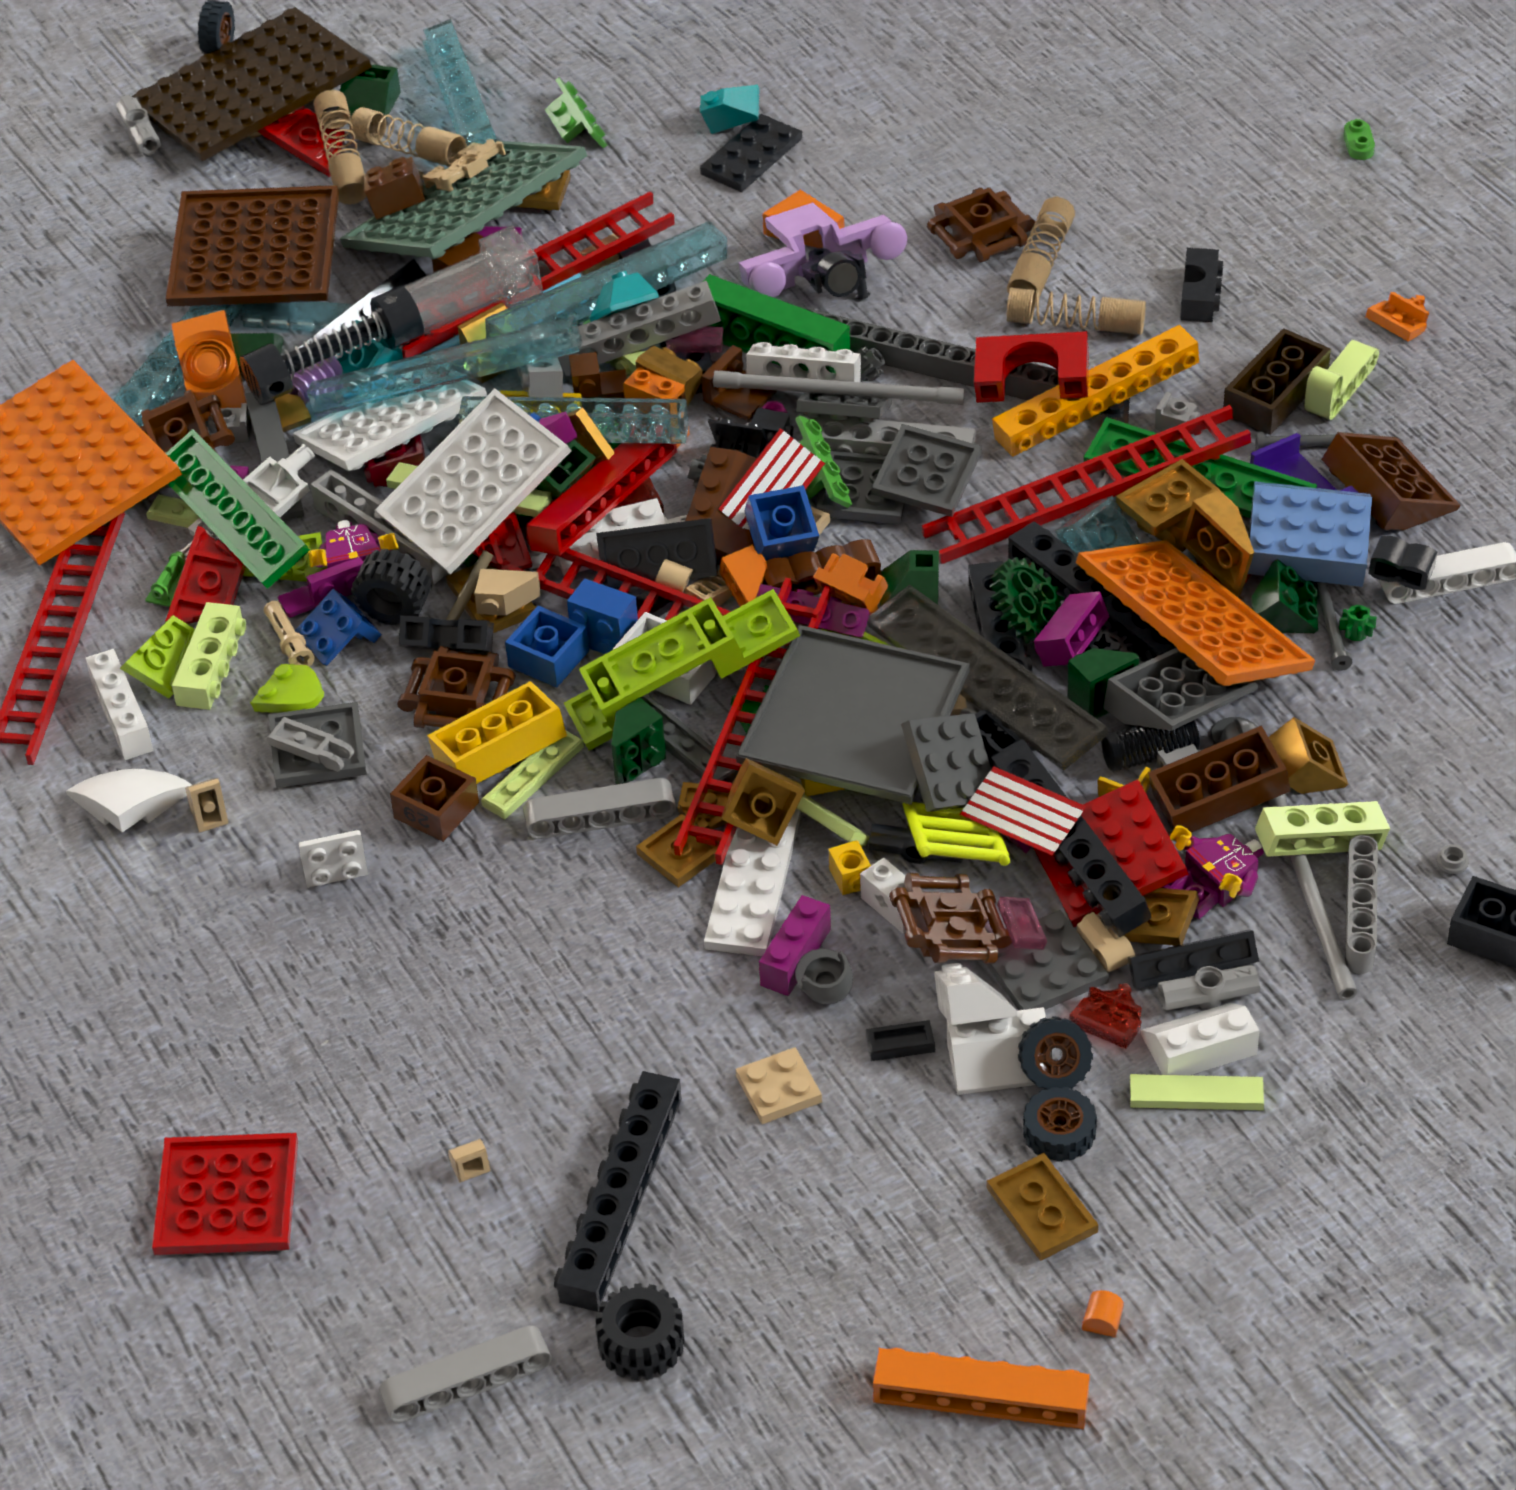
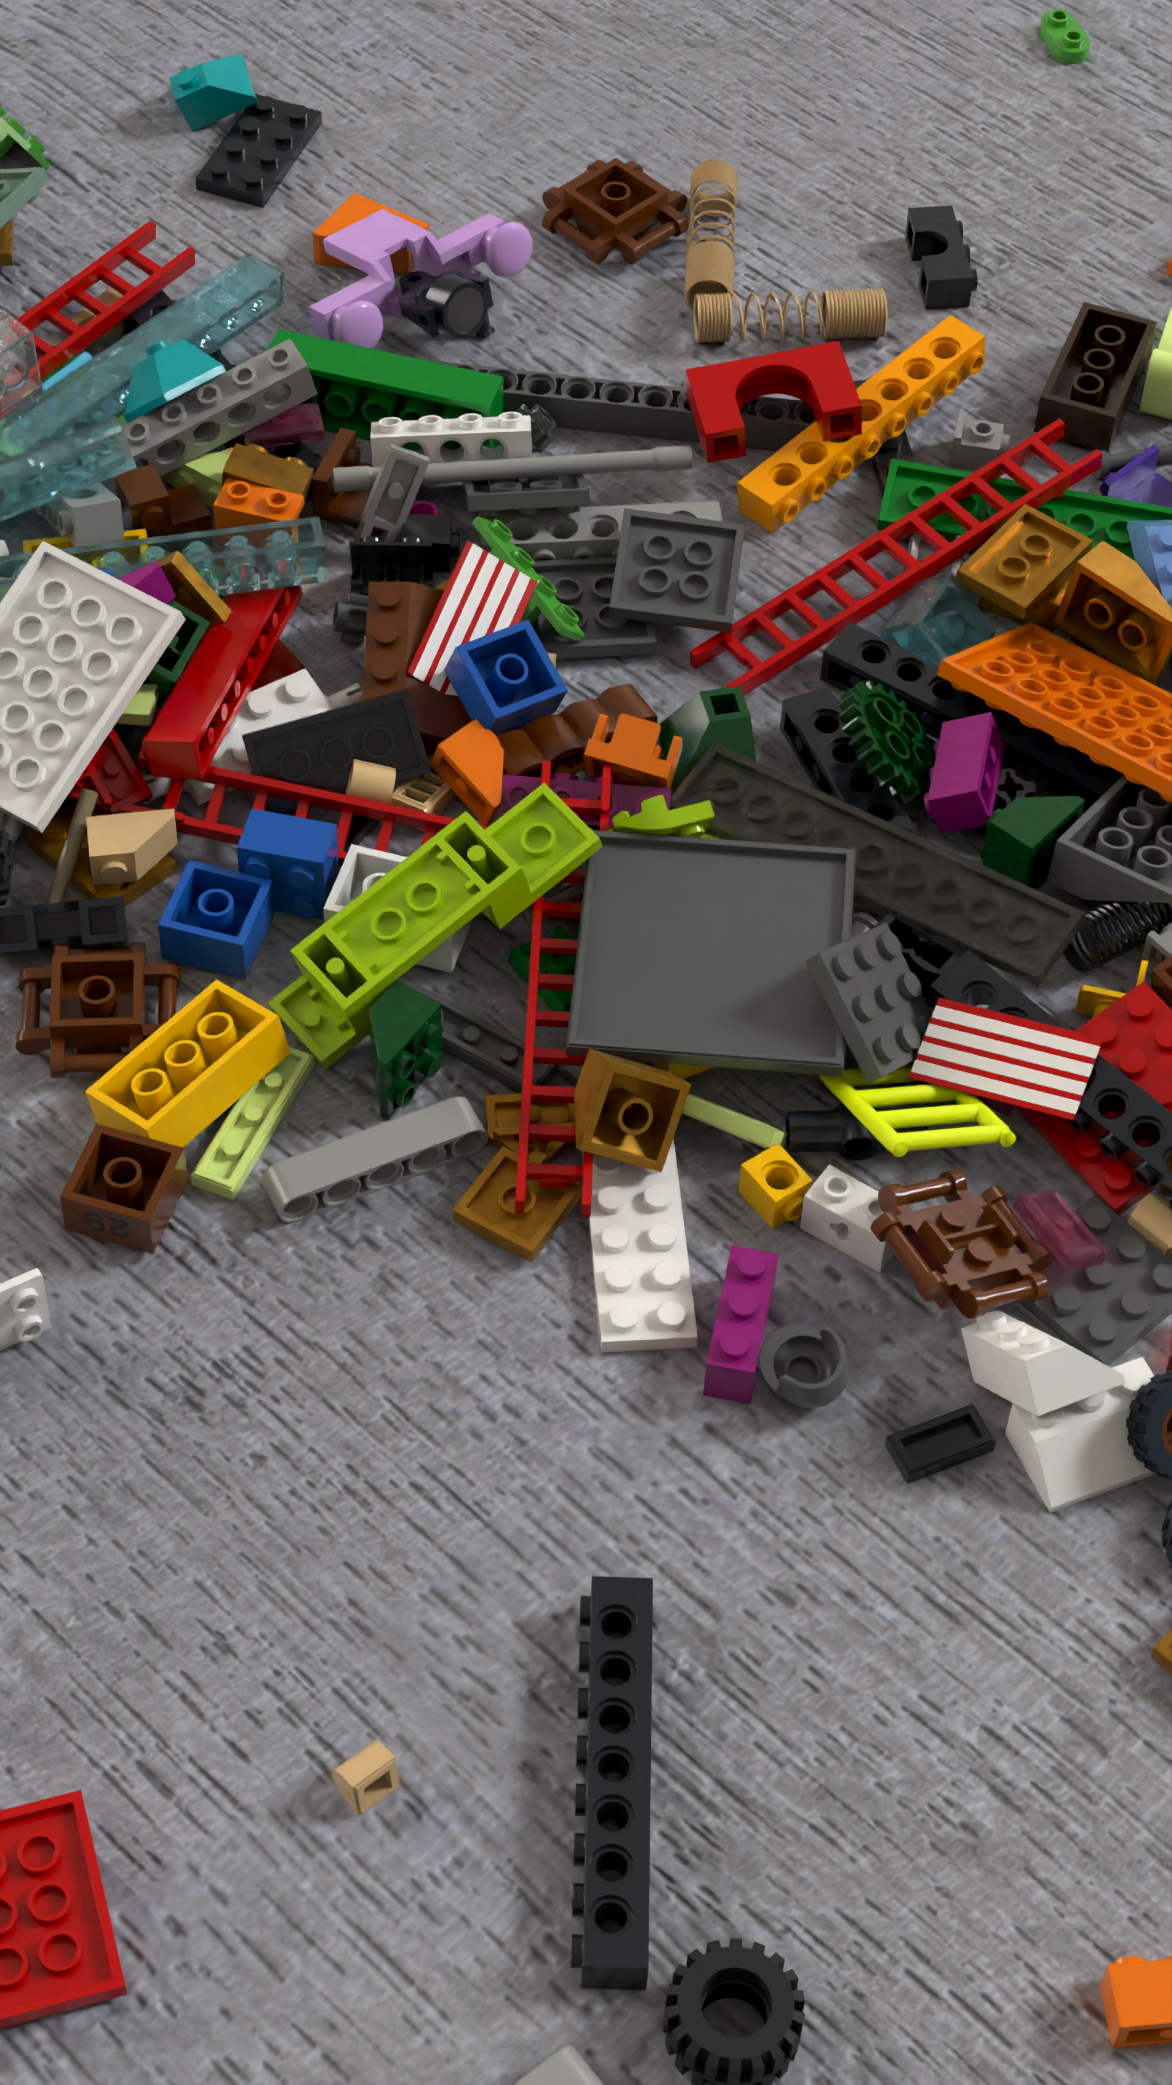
camera: 20 degrees left, 5 degrees up
(751, 391) = (393, 493): none -> light grey hinge
(778, 1085) = (789, 1552): tan plate -> none
(860, 628) = (657, 820): none -> lime slope

